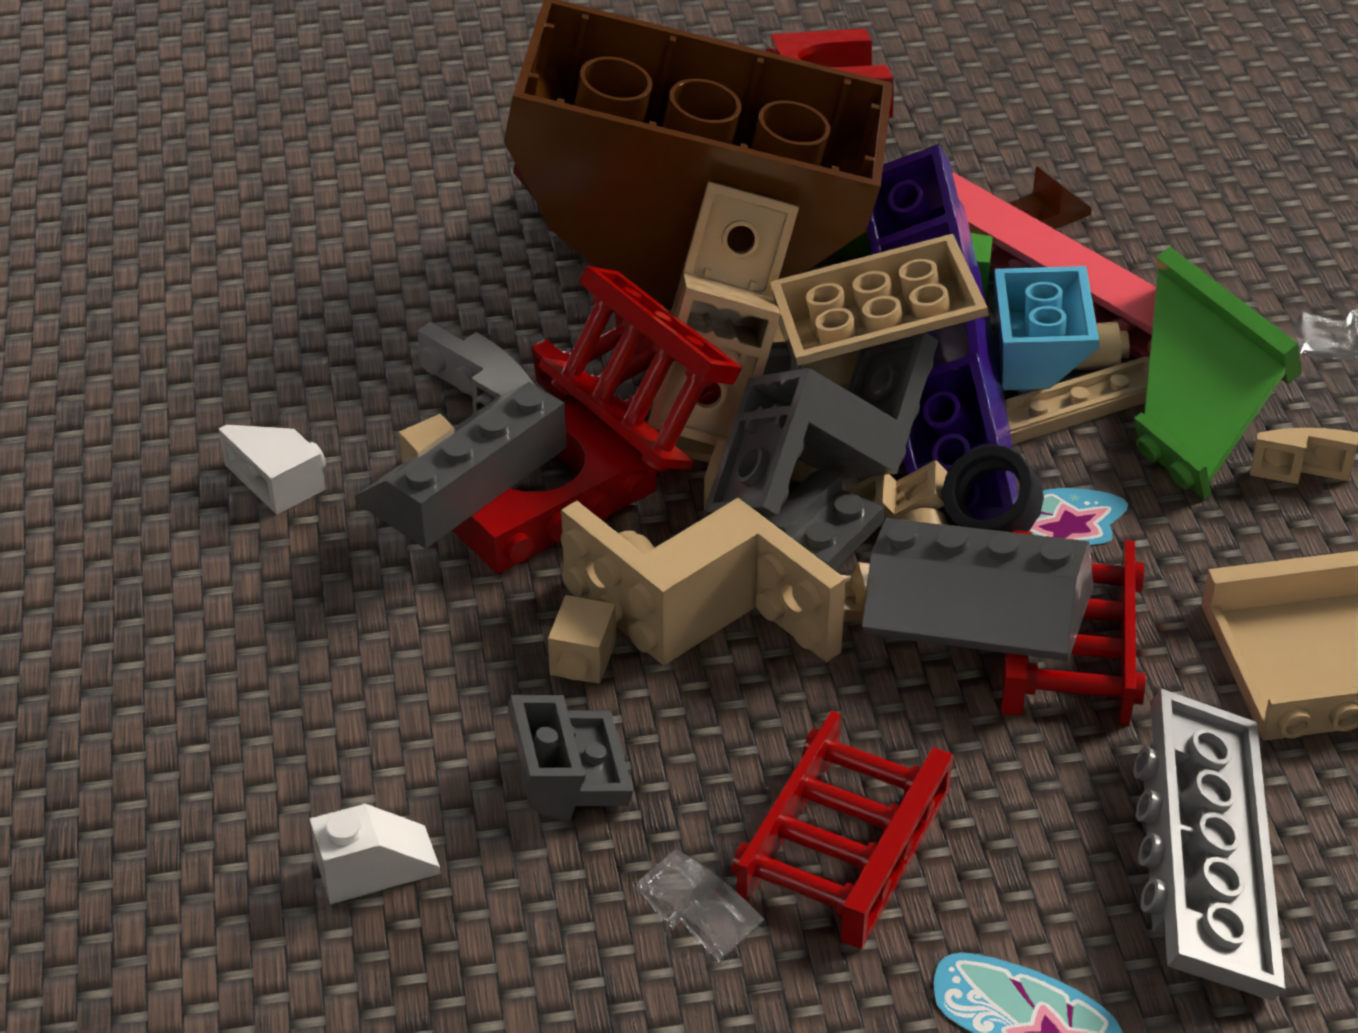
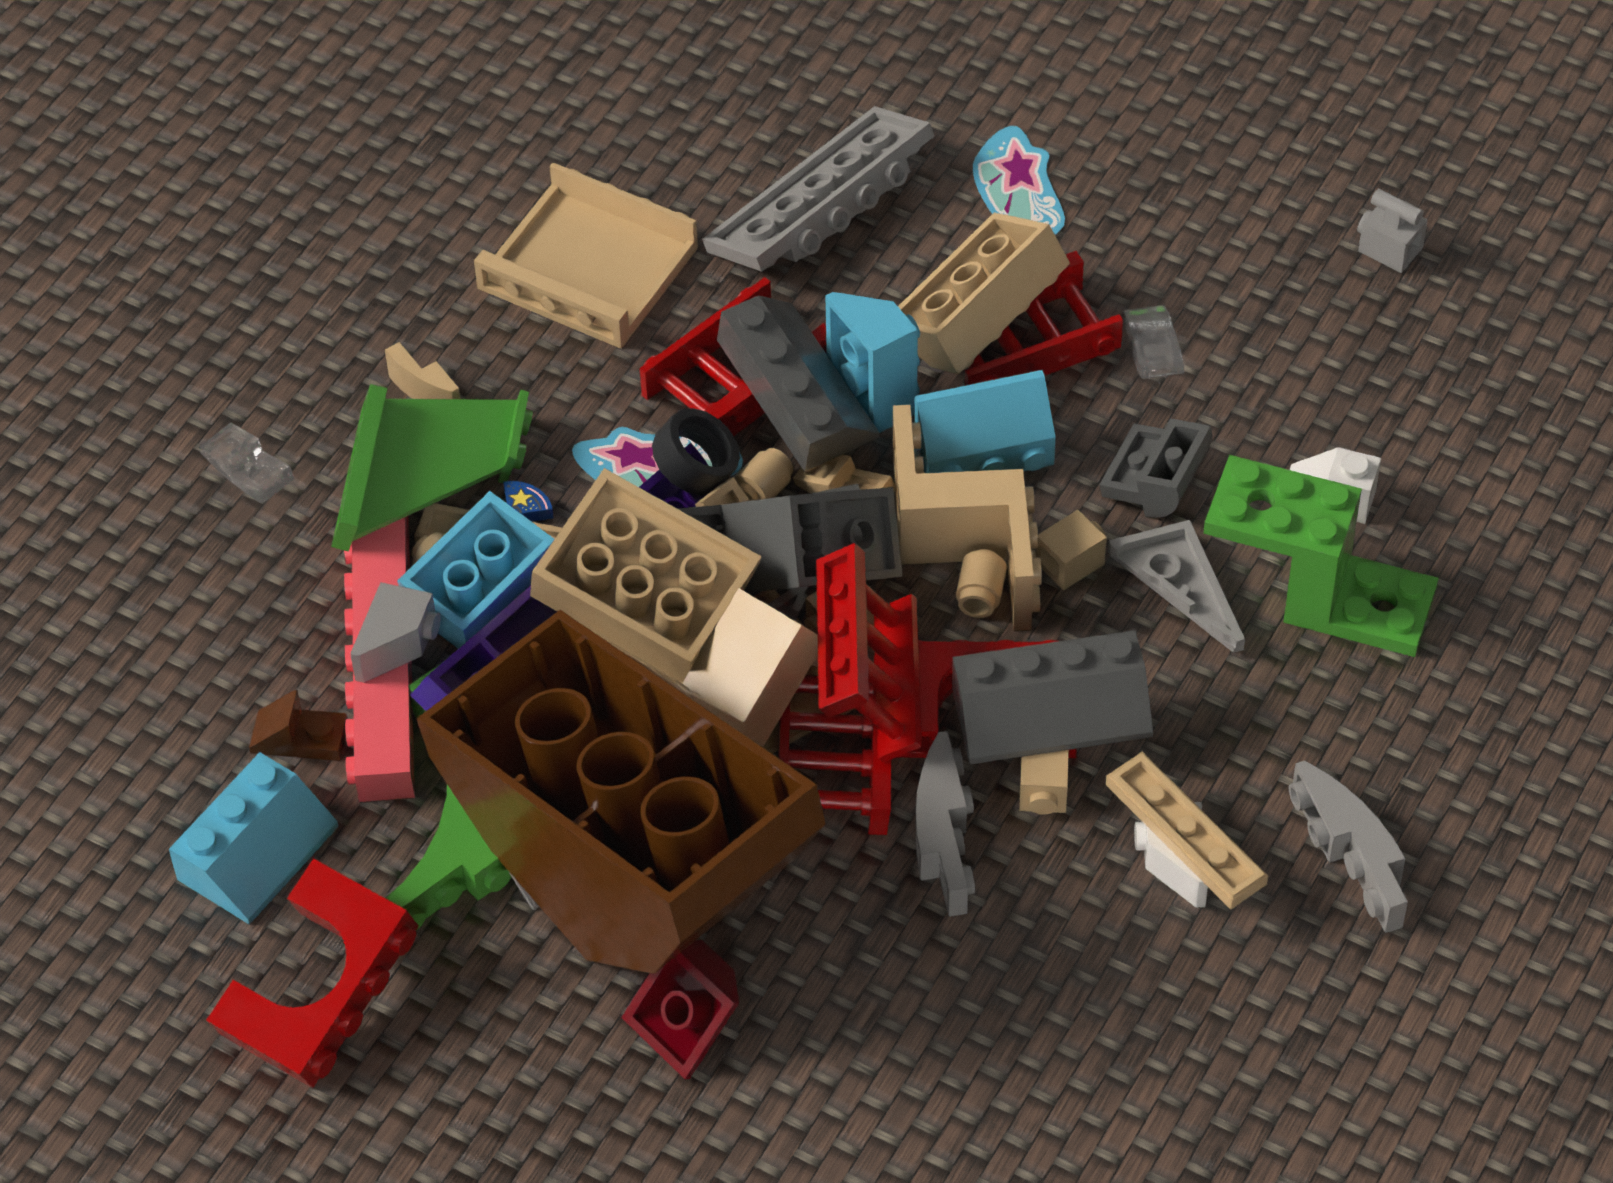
camera: 140 degrees left, 10 degrees up
(121, 554) = (1352, 832): none -> light grey slope
(265, 443) = (1186, 830): none -> tan tile
(313, 673) = (1317, 528): none -> bright green bracket
(456, 683) = (1180, 572): none -> light grey wing
(763, 680) = (987, 426): none -> medium azure slope
(904, 771) = (983, 289): none -> tan slope
(930, 637) = (874, 353): none -> medium azure slope
(983, 131) = (252, 839): none -> medium azure slope
(1043, 233) = (394, 631): none -> light grey slope
(1099, 428) = (528, 500): none -> blue tile

